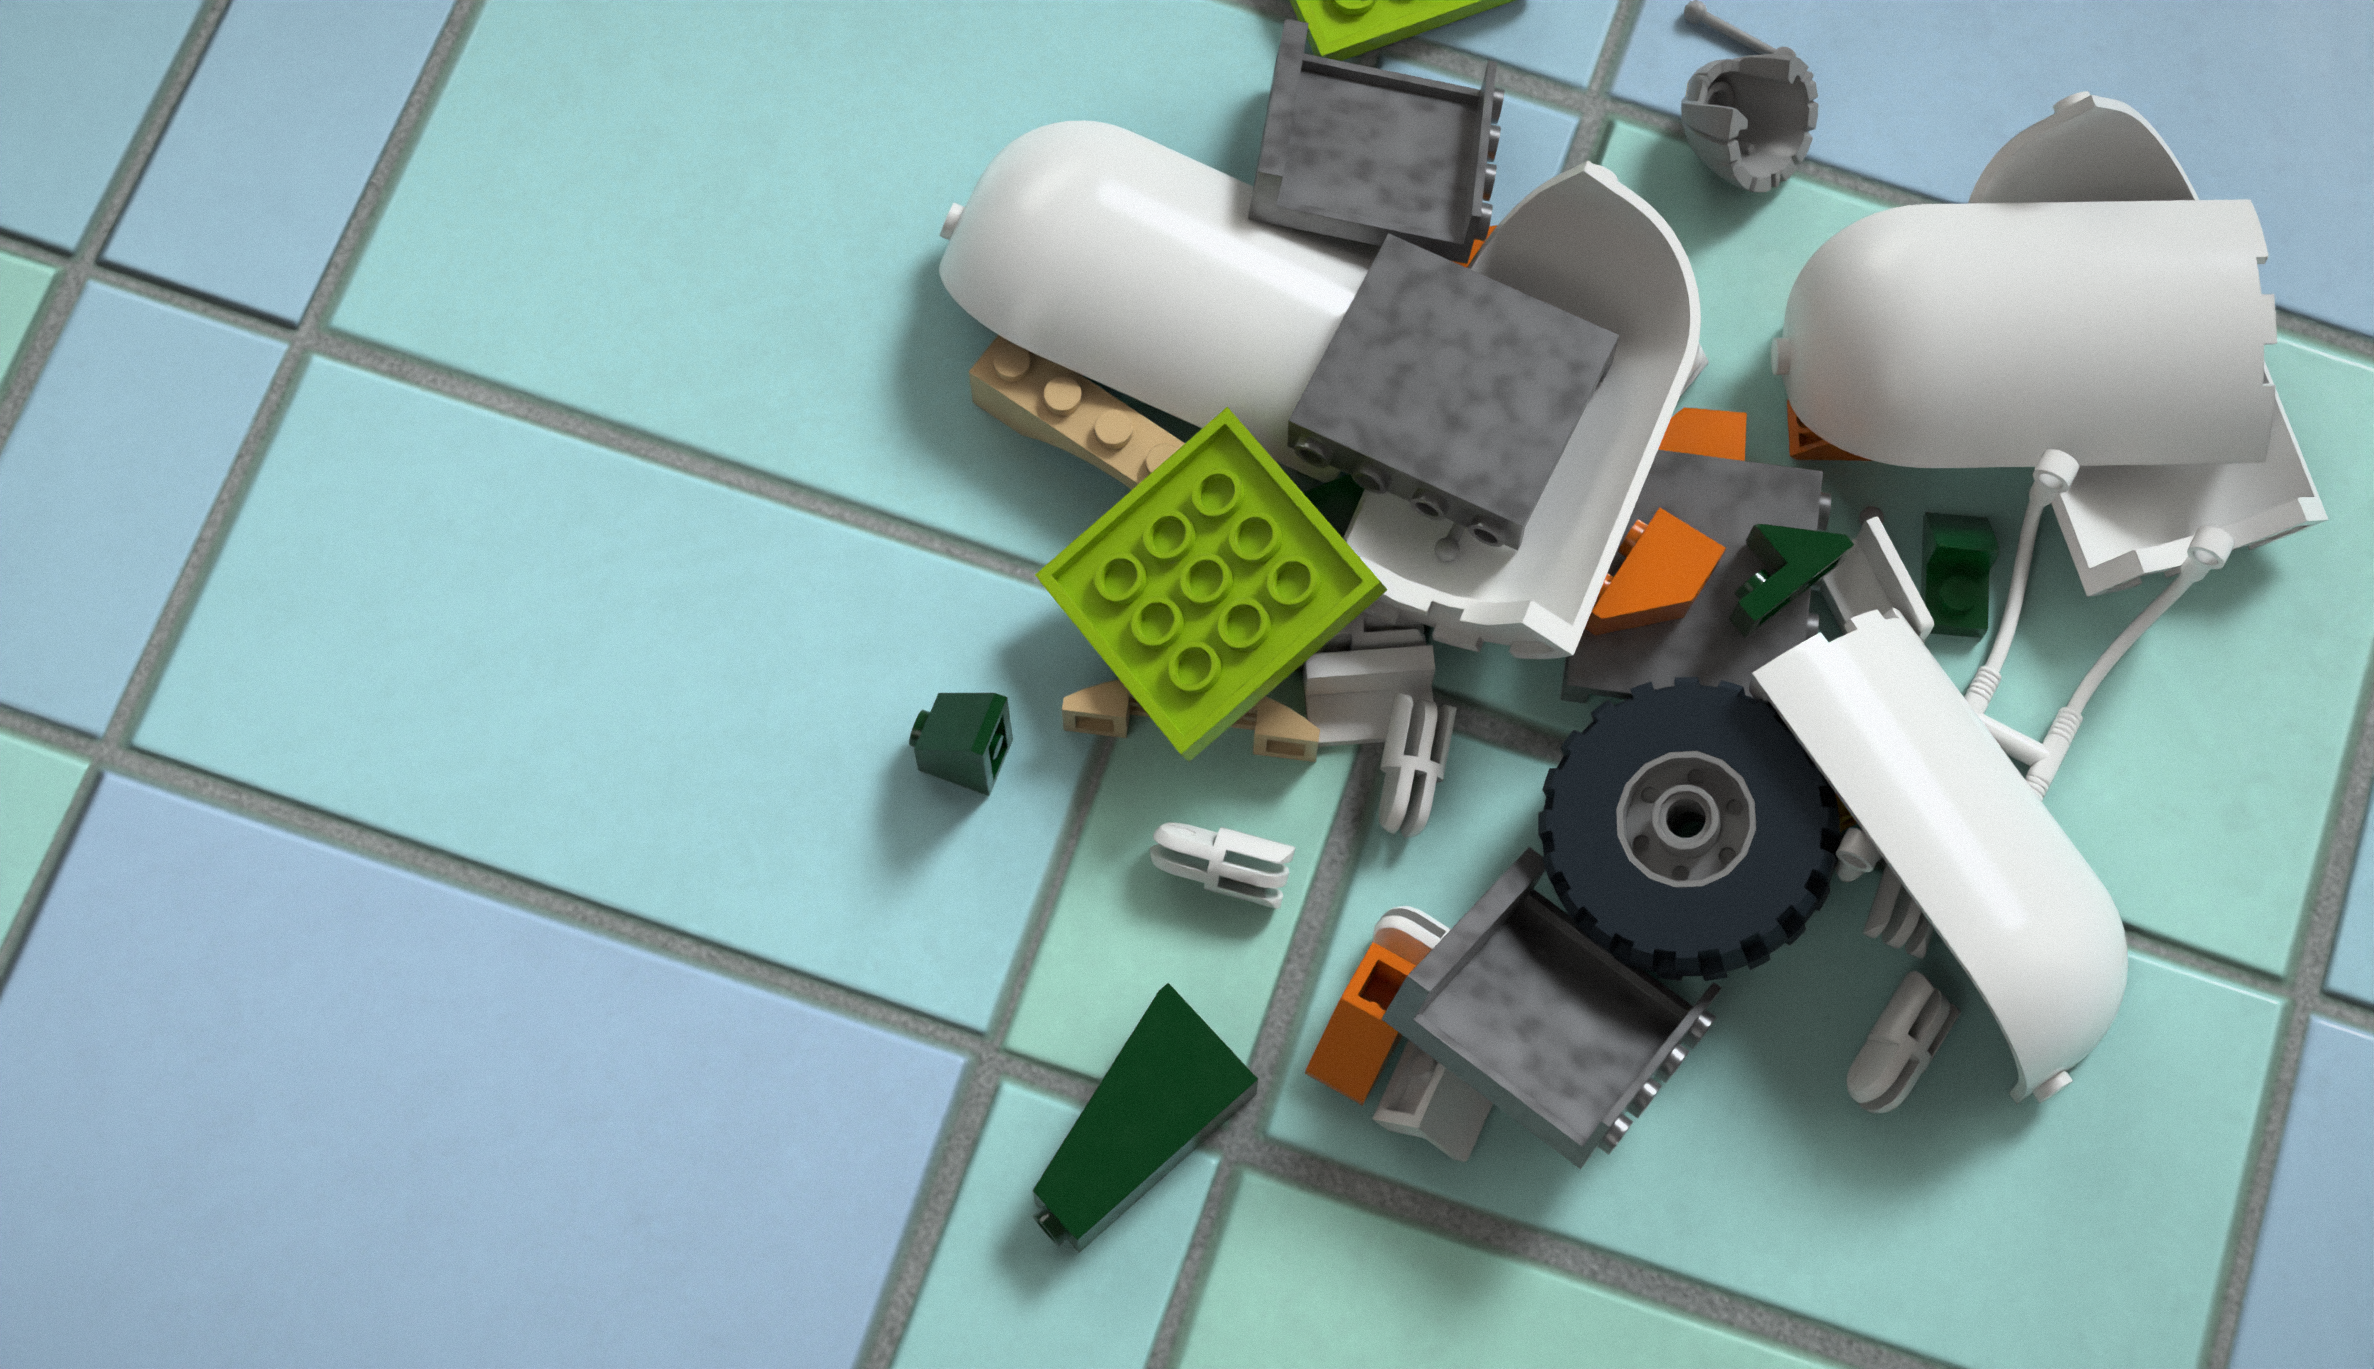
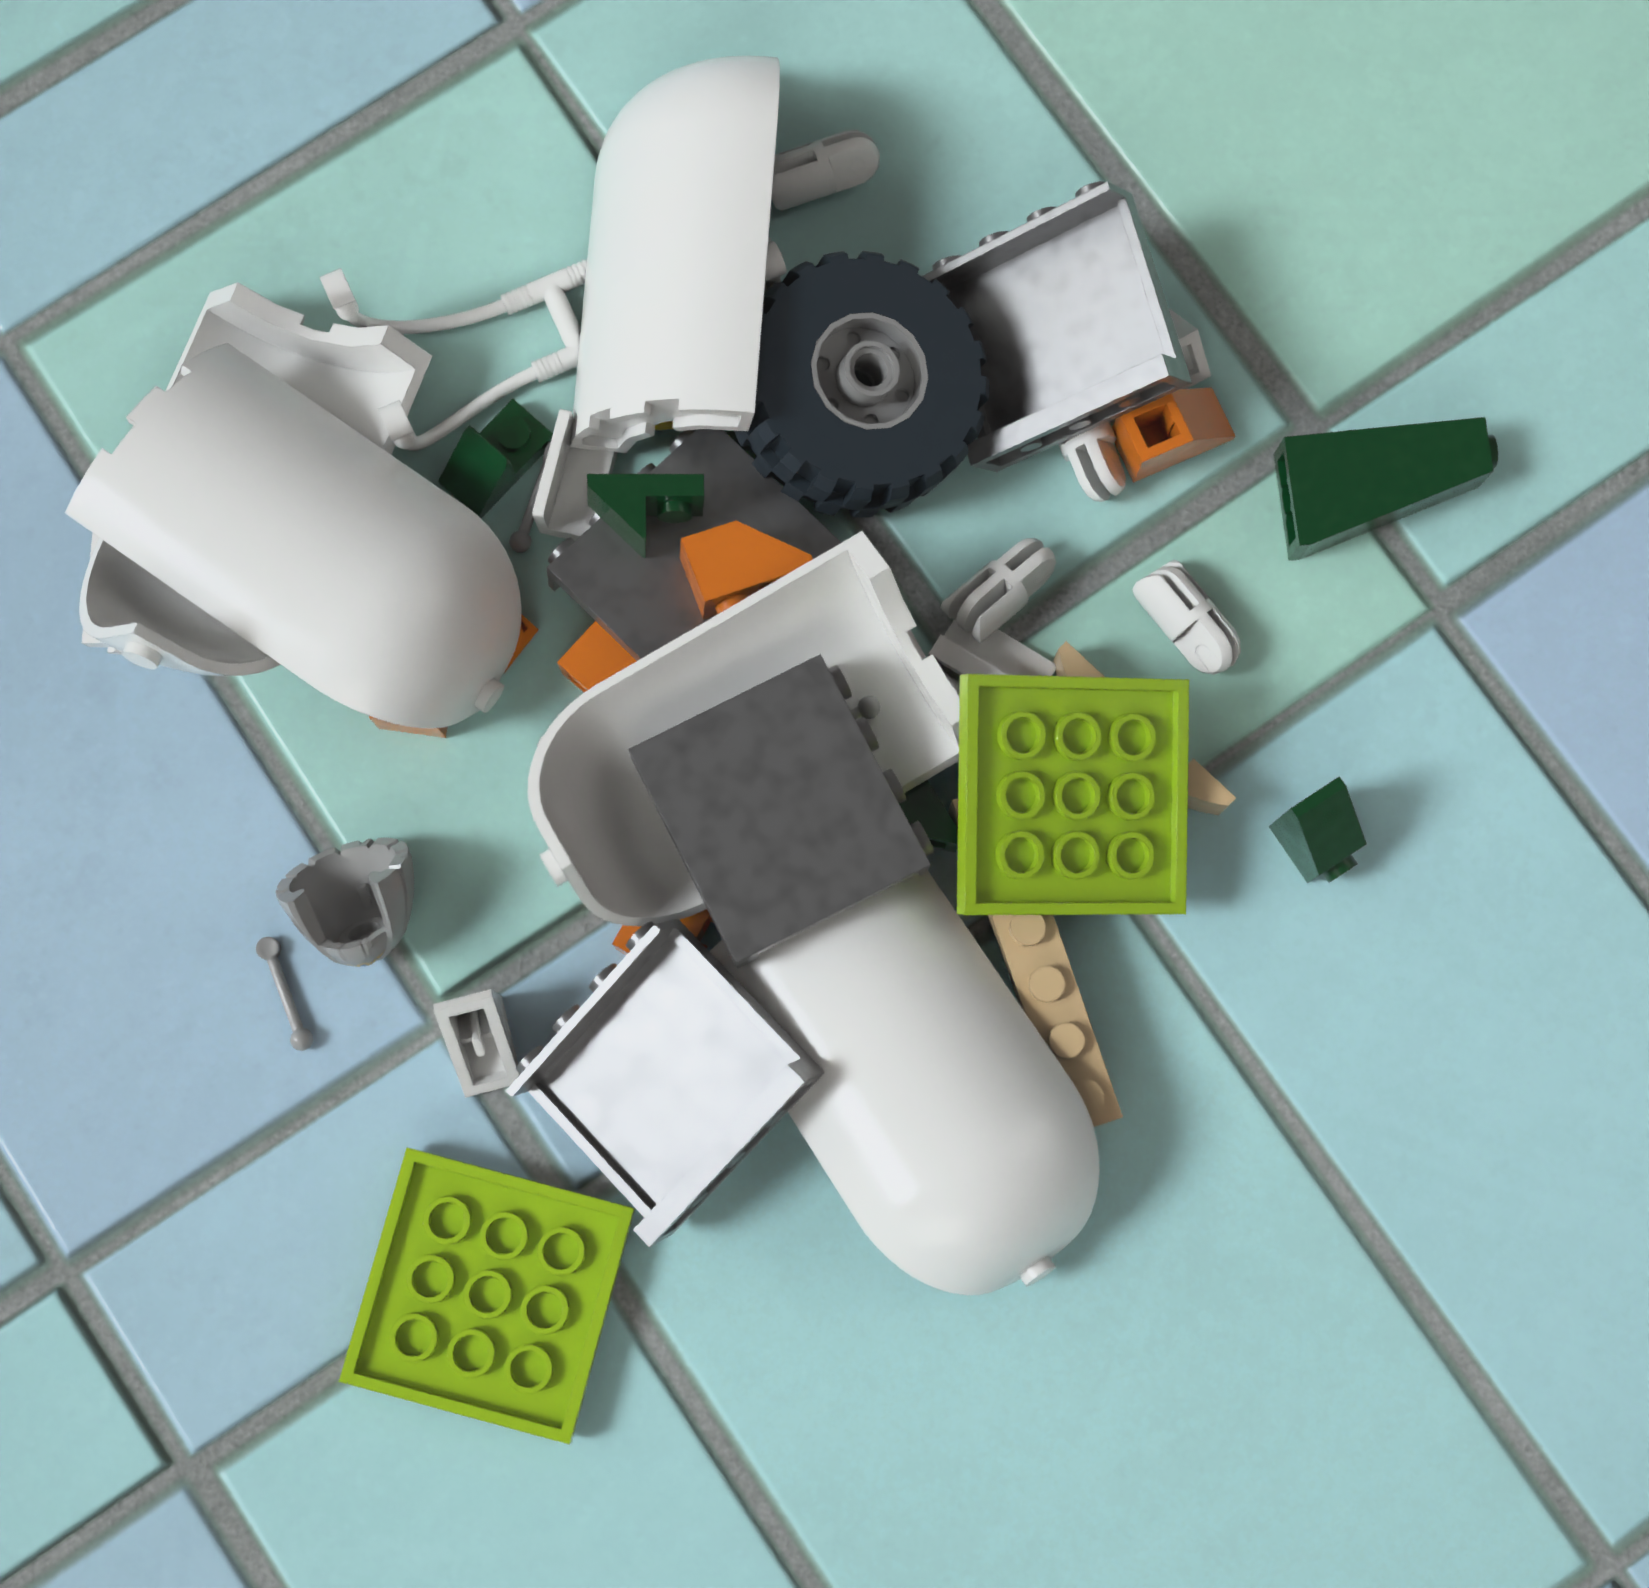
camera: 145 degrees left, 10 degrees up
(1556, 98) = (478, 1041): none -> white slope

